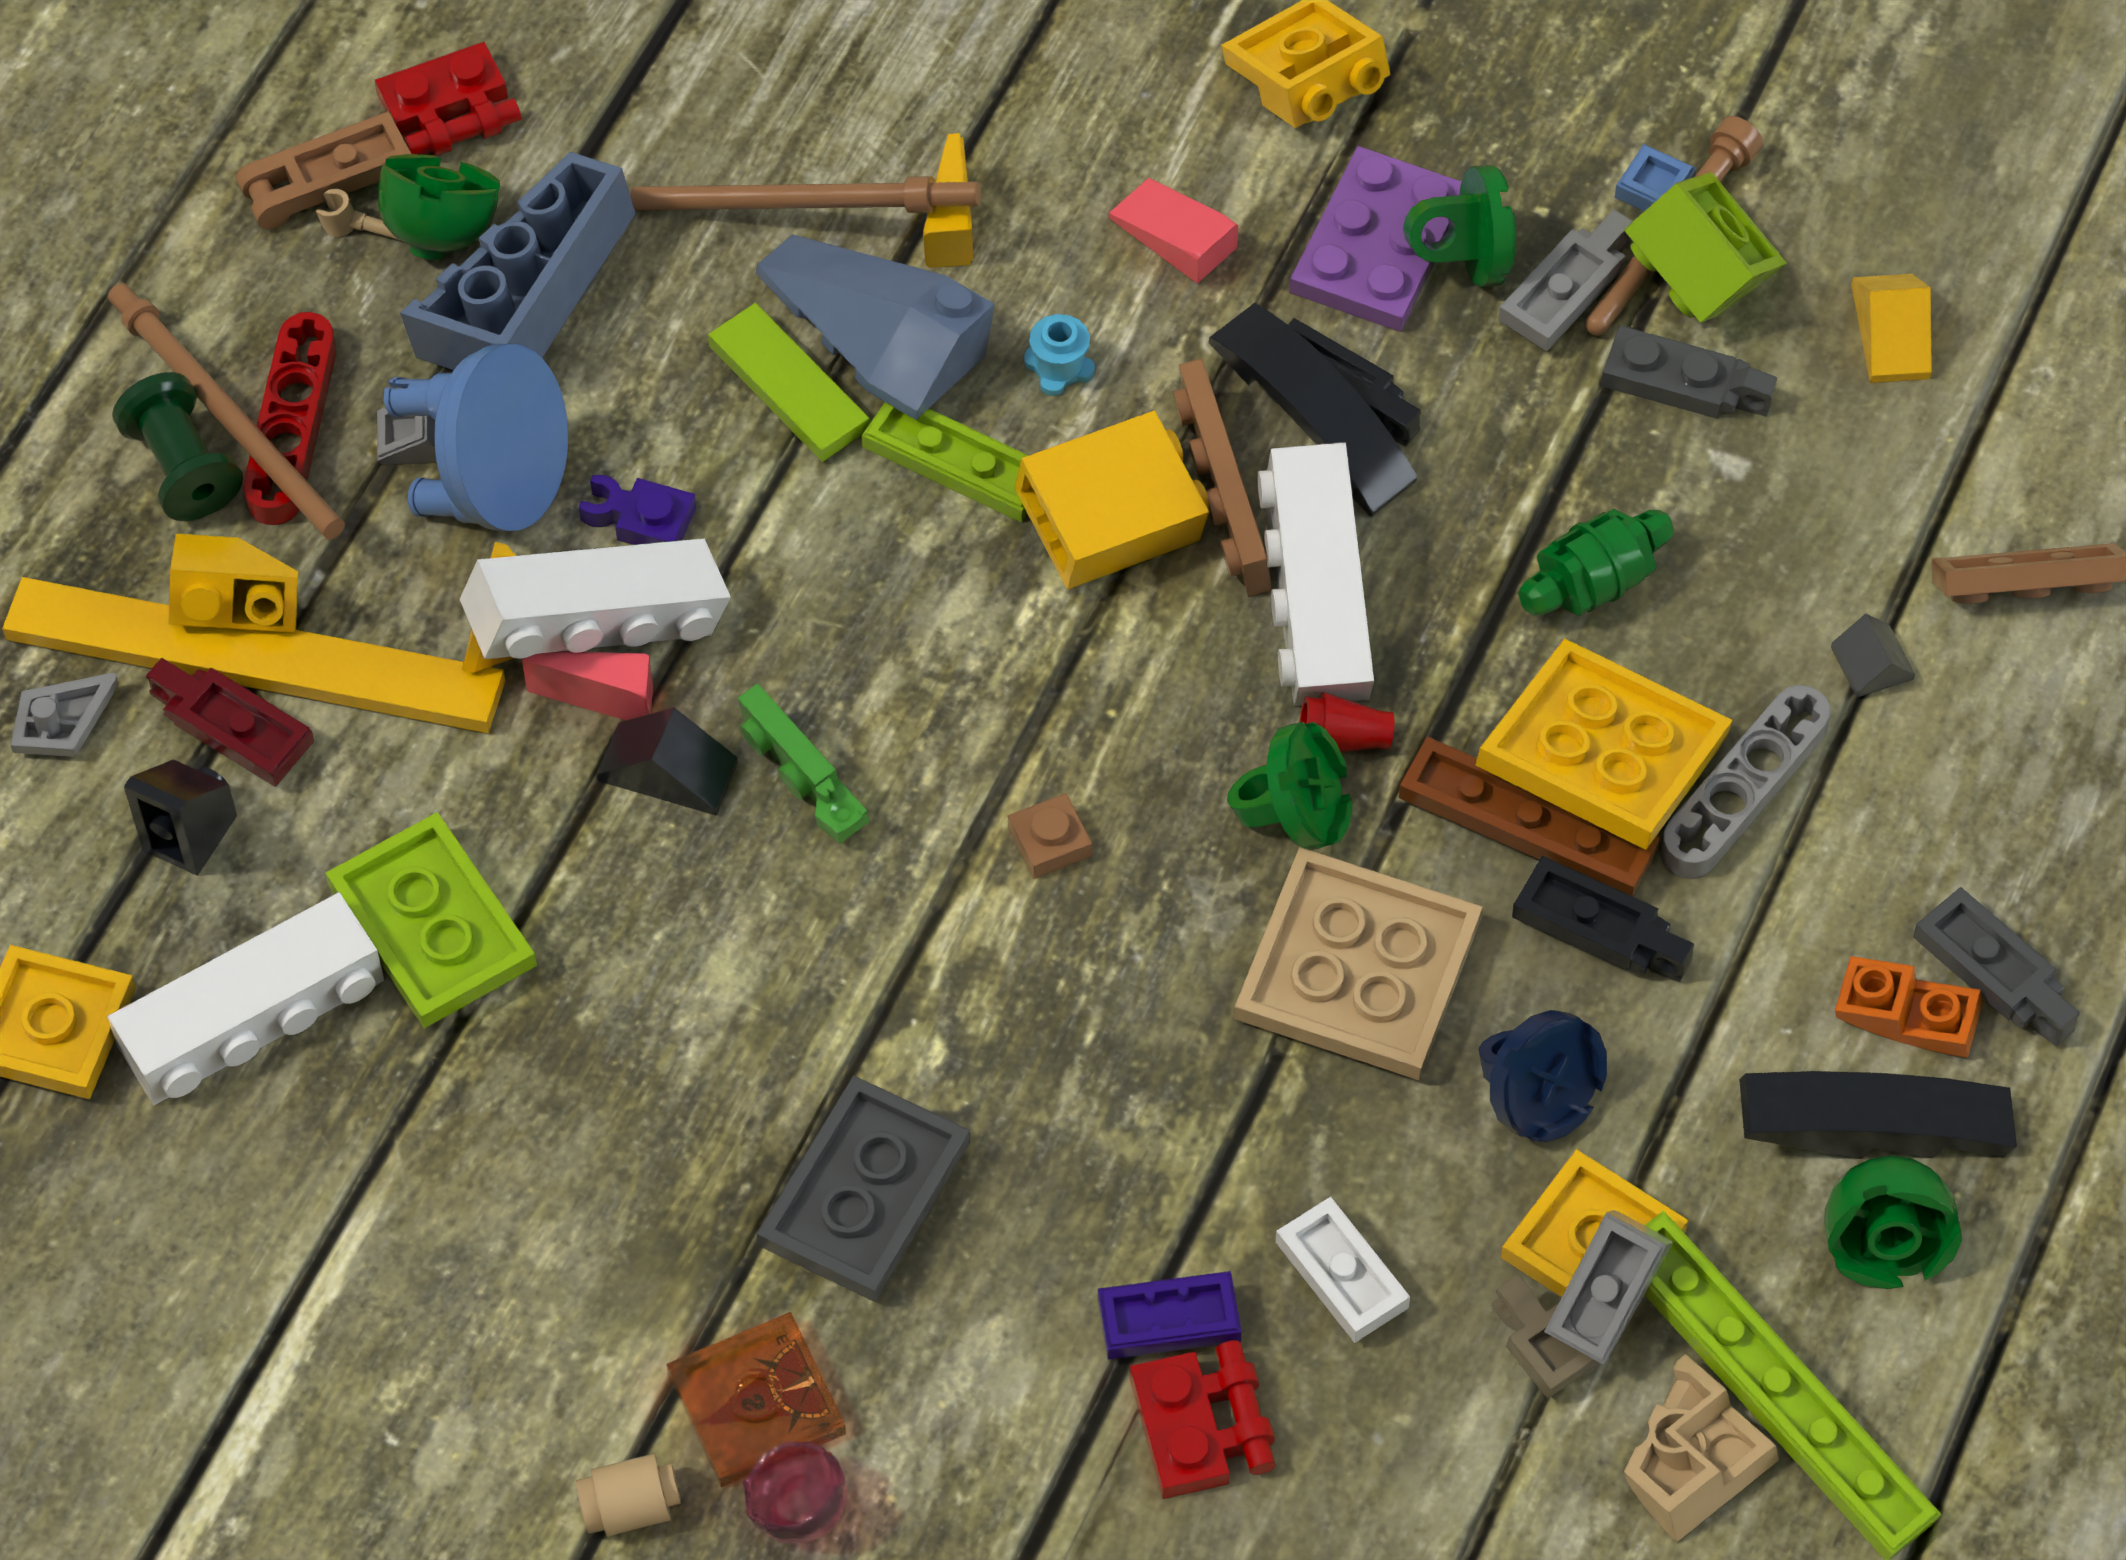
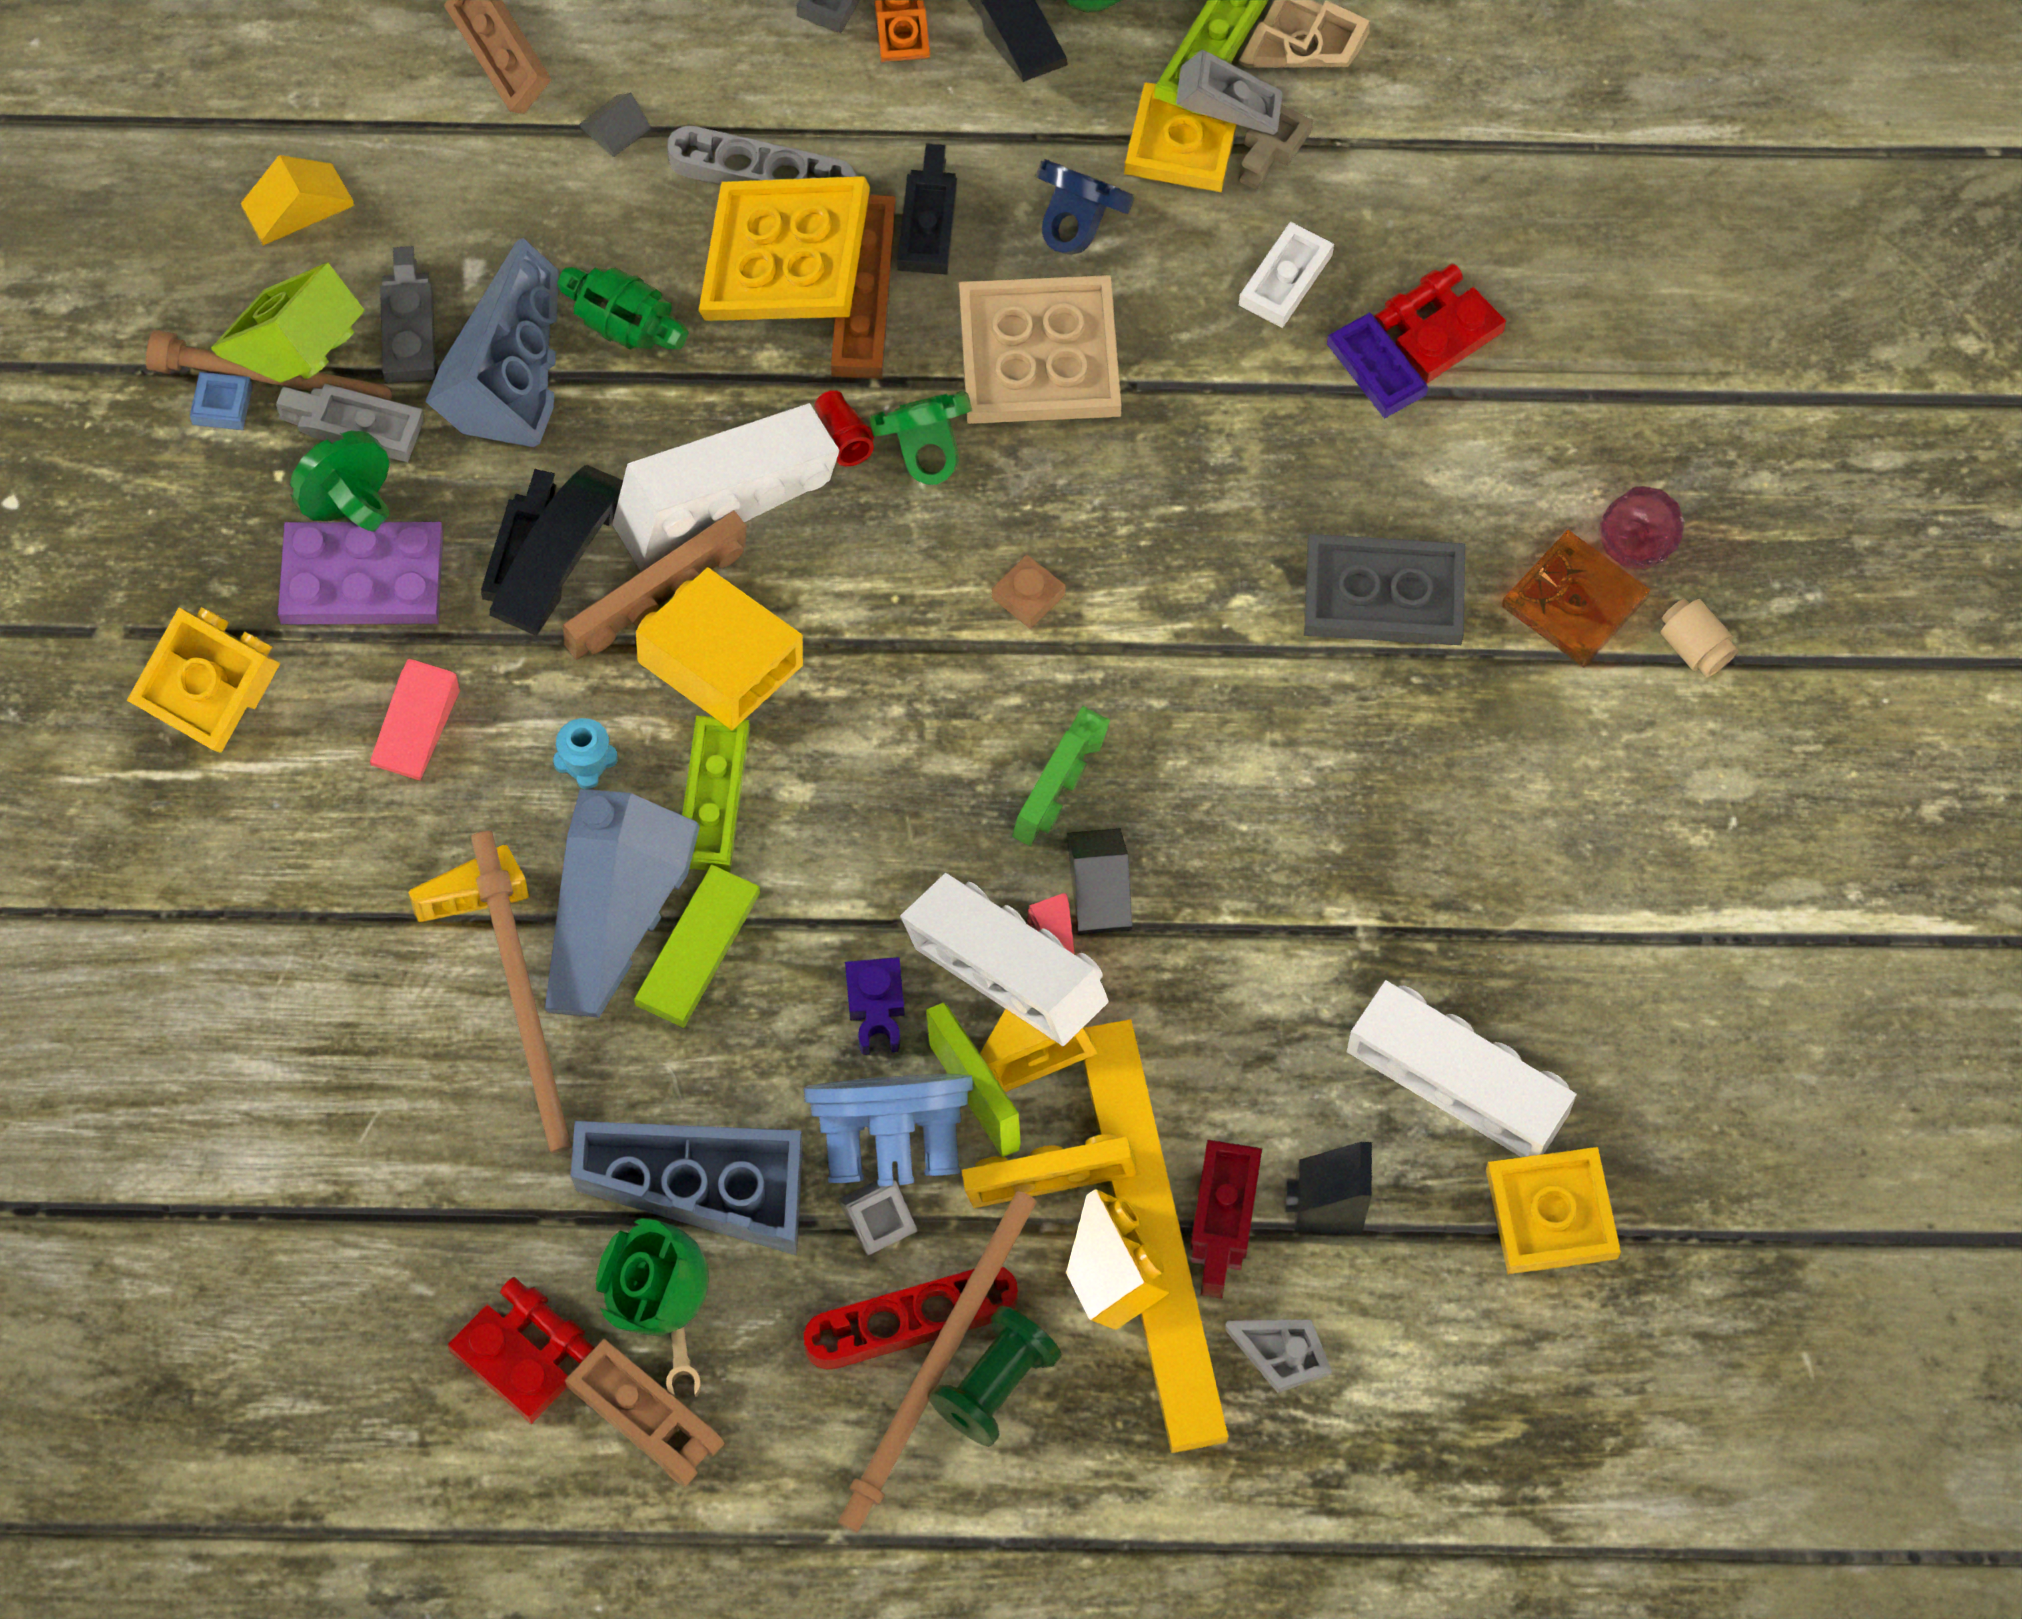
camera: 115 degrees left, 5 degrees up
(356, 571) = (1049, 1170): none -> yellow plate
(432, 919) = (1322, 977): lime plate -> none
(473, 531) = (987, 1098): none -> lime tile
(1582, 435) = (499, 364): none -> sand blue wedge

